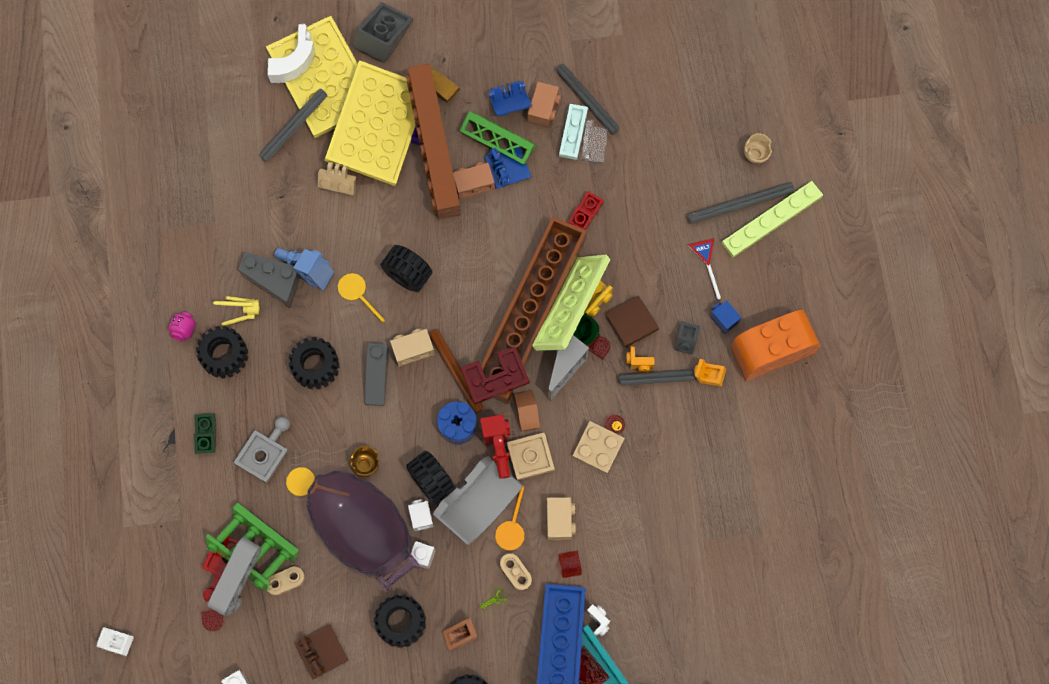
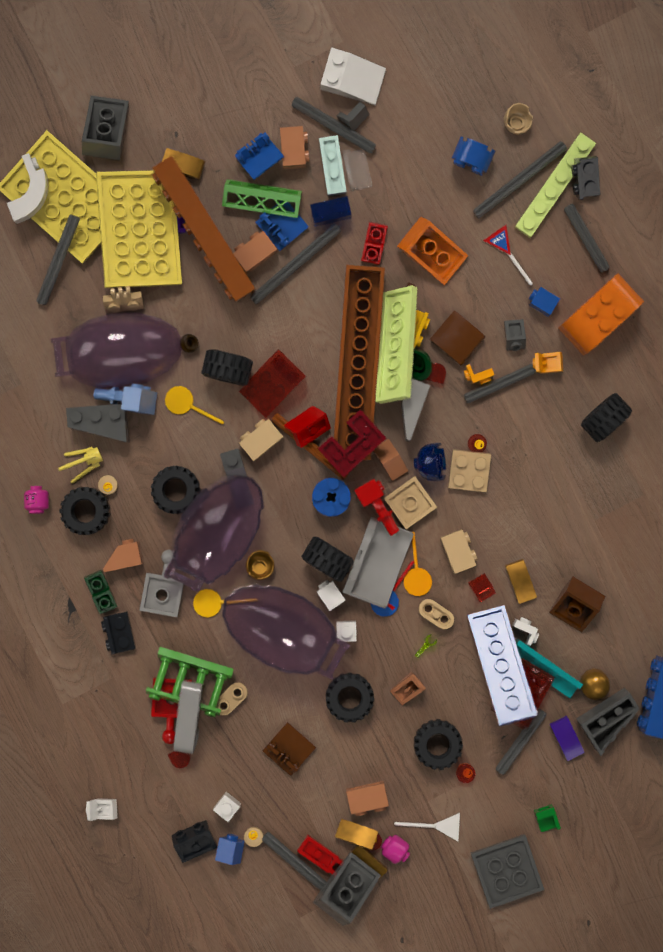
camera: 25 degrees left, 15 degrees up
(205, 477) = (118, 632): none -> black bracket
(241, 408) = (125, 556): none -> nougat slope
(254, 338) = (107, 484): none -> tan tile
(314, 220) = (118, 350): none -> windscreen
(335, 409) = (215, 530): none -> windscreen
(385, 238) = (193, 343): none -> dark brown plate
(444, 299) = (272, 383): none -> clear red slope
(461, 350) = (308, 425): none -> red panel
(477, 546) = (393, 601): none -> blue piece
(506, 204) = (295, 264): none -> dark grey axle
(556, 169) = (330, 211): none -> clear blue brick
(564, 424) = (431, 462): none -> clear blue cylinder
(609, 97) = (355, 117): none -> dark grey tile
(610, 571) = (521, 581): none -> pearl gold slope
(619, 63) = (352, 77): none -> white slope
(637, 235) = (432, 250): none -> orange slope
(657, 613) = (577, 604): none -> reddish brown slope
(705, 164) = (473, 155): none -> blue brick
(748, 441) = (606, 417): none -> black tyre
(785, 274) = (586, 238): none -> dark grey axle
(804, 220) = (586, 177): none -> black bracket

